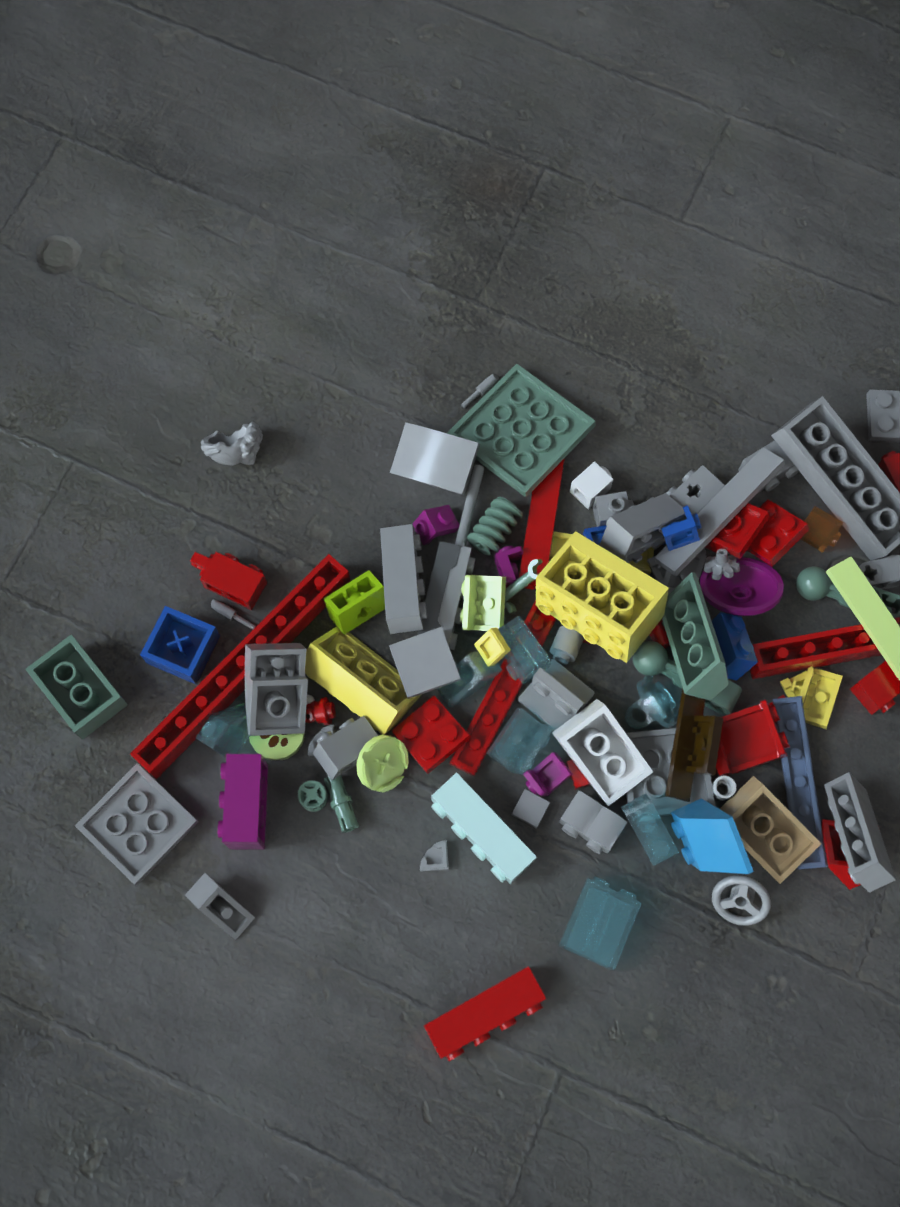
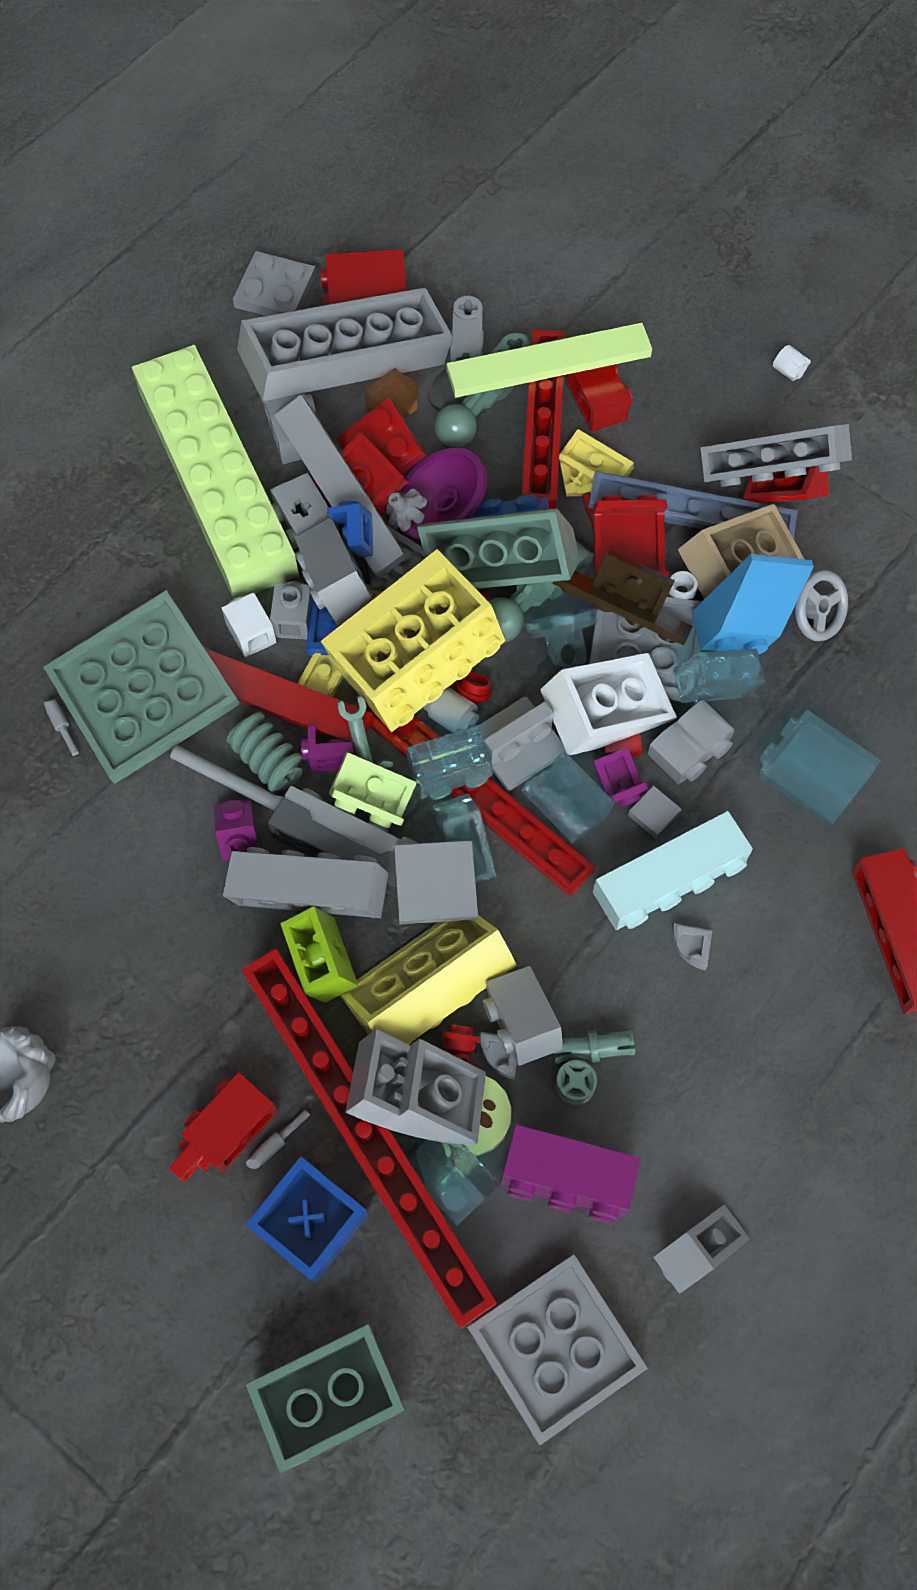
camera: 75 degrees left, 5 degrees down
(382, 763) = (556, 975): yellowish green tile -> none
(431, 734) = (529, 906): red plate -> none
(435, 458) = (143, 801): light grey slope -> none
(492, 647) = (439, 790): light yellow tile -> none
(590, 655) = (475, 687): none -> red plate
(709, 422) = (215, 473): none -> yellowish green brick

